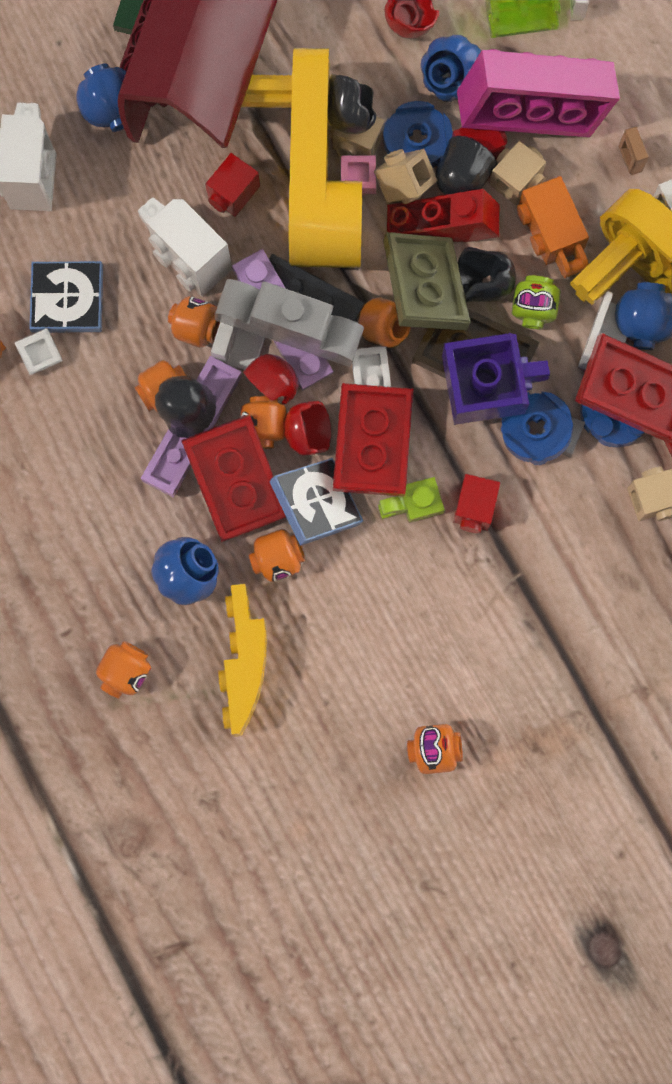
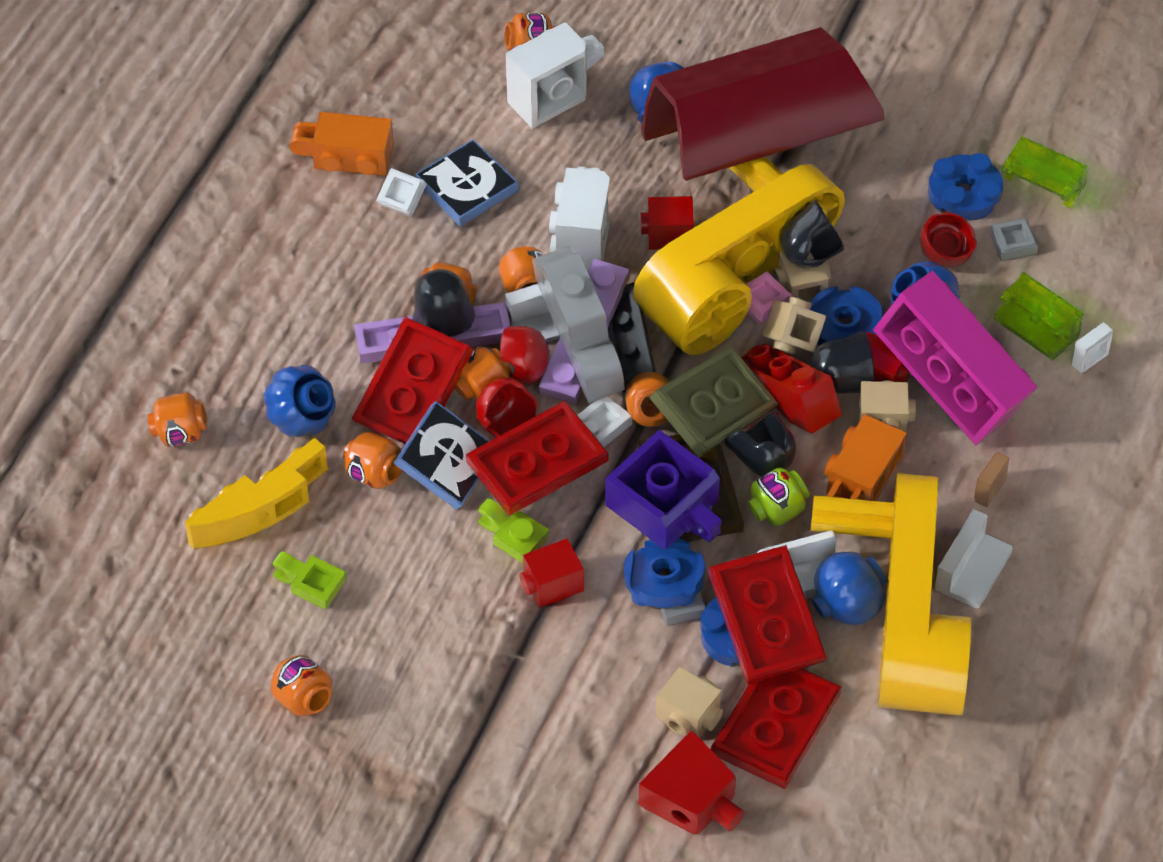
camera: 50 degrees right, 25 degrees down
(347, 672) = (312, 581): none -> lime plate

